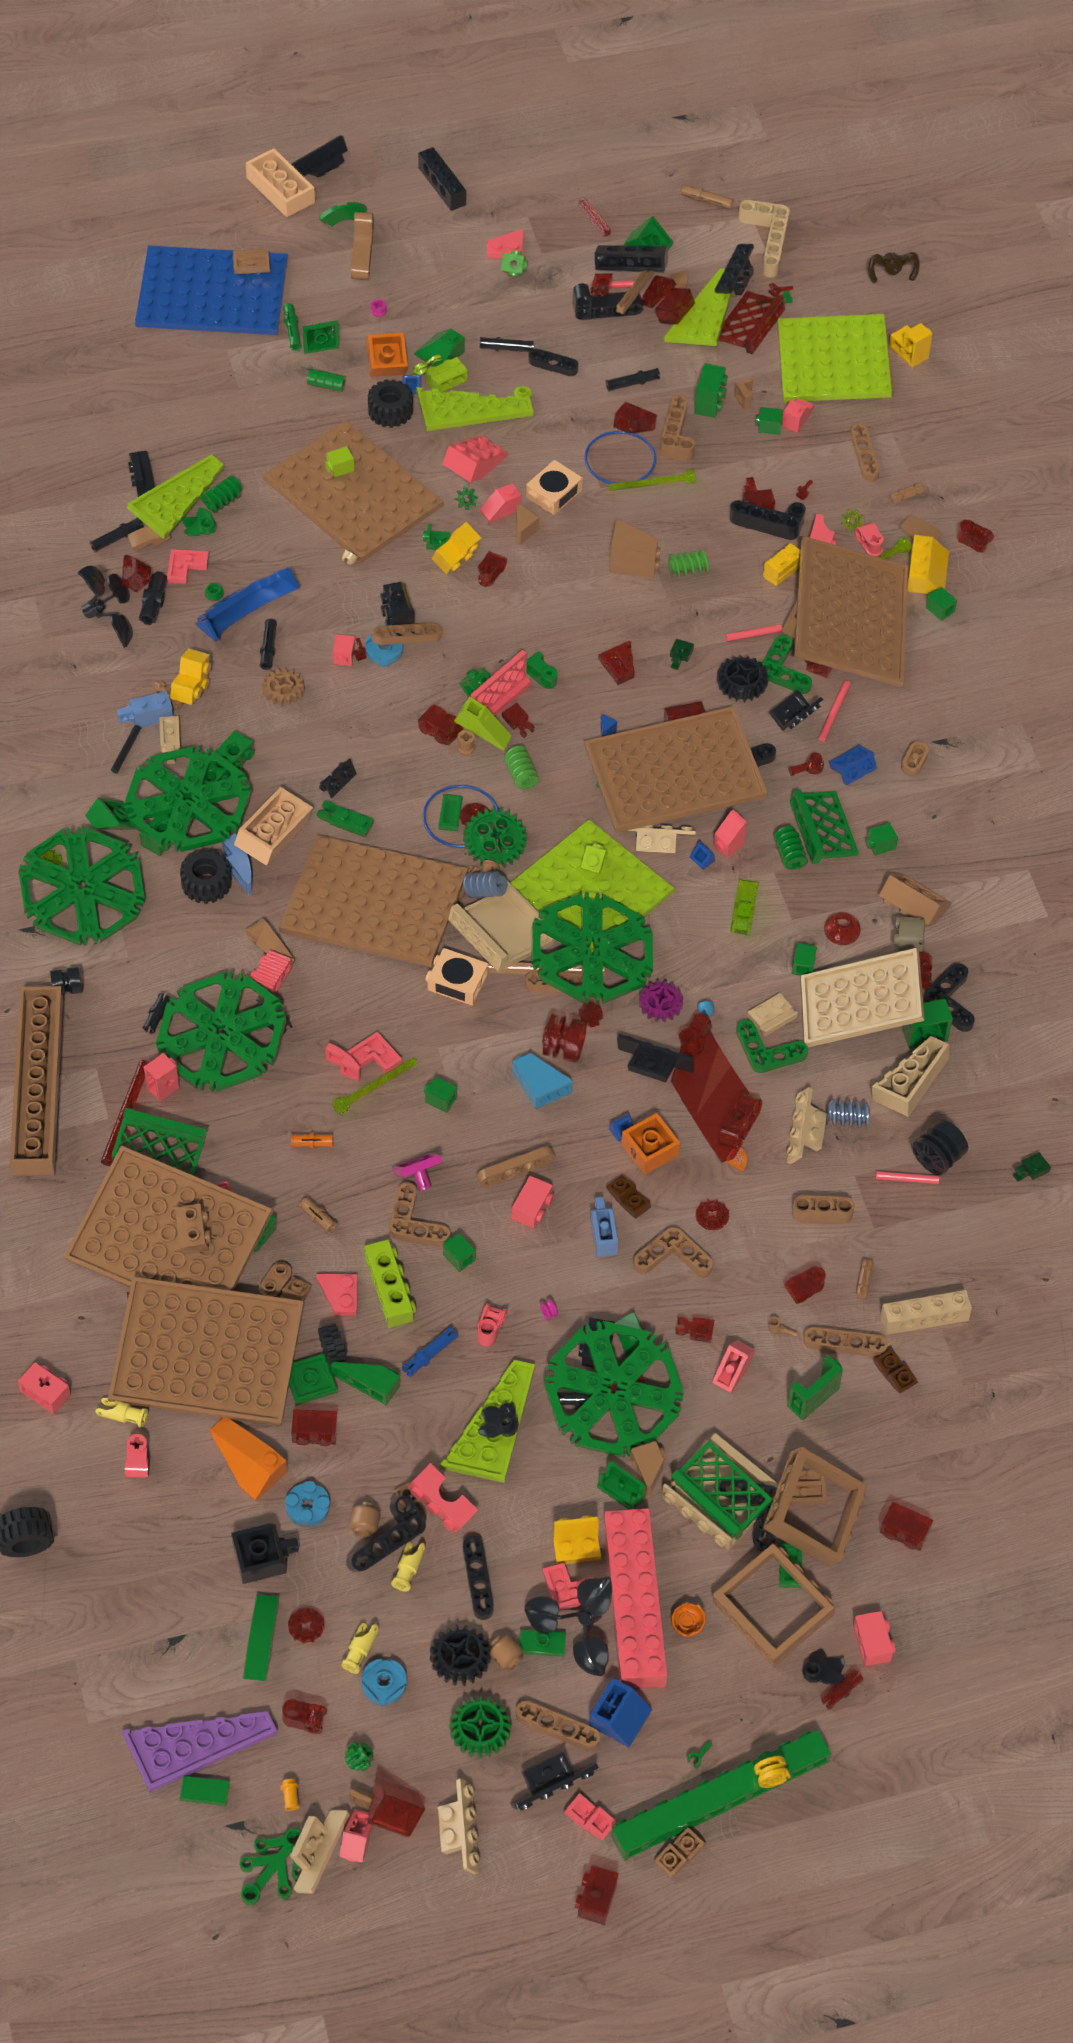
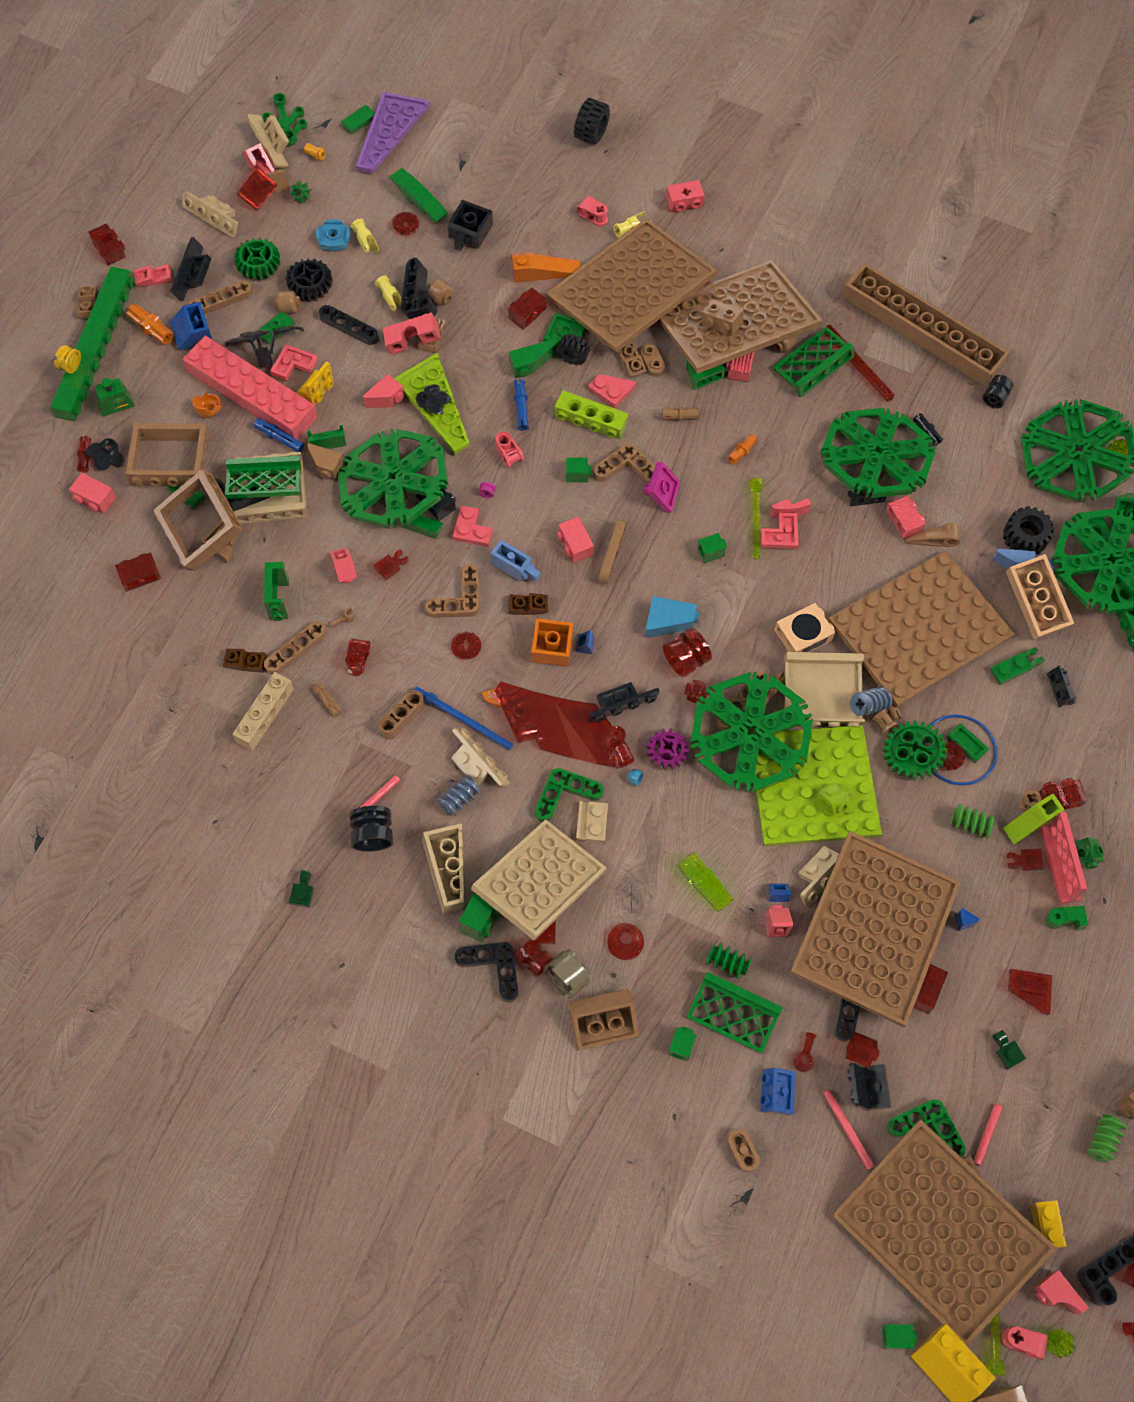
camera: 130 degrees right, 10 degrees up
(161, 1077) = (865, 389): coral brick -> none
(305, 1718) = (352, 184): clear red piece -> none
(307, 1516) = (481, 267): dark azure plate -> none
(528, 1475) = (384, 393): none -> coral slope
(601, 1297) = (468, 531): none -> coral plate
(650, 1761) = (150, 324): none -> orange piece
(660, 1540) = (273, 432): none -> blue pin
(699, 1754) = (128, 351): green hand -> none
(744, 673) = (945, 1060): black gear -> none
(764, 1712) = (112, 396): none -> green torso
(773, 730) = (862, 1049): none -> clear red brick
(785, 1200) = (432, 699): none -> blue bar
(804, 959) = (618, 882): green brick -> none

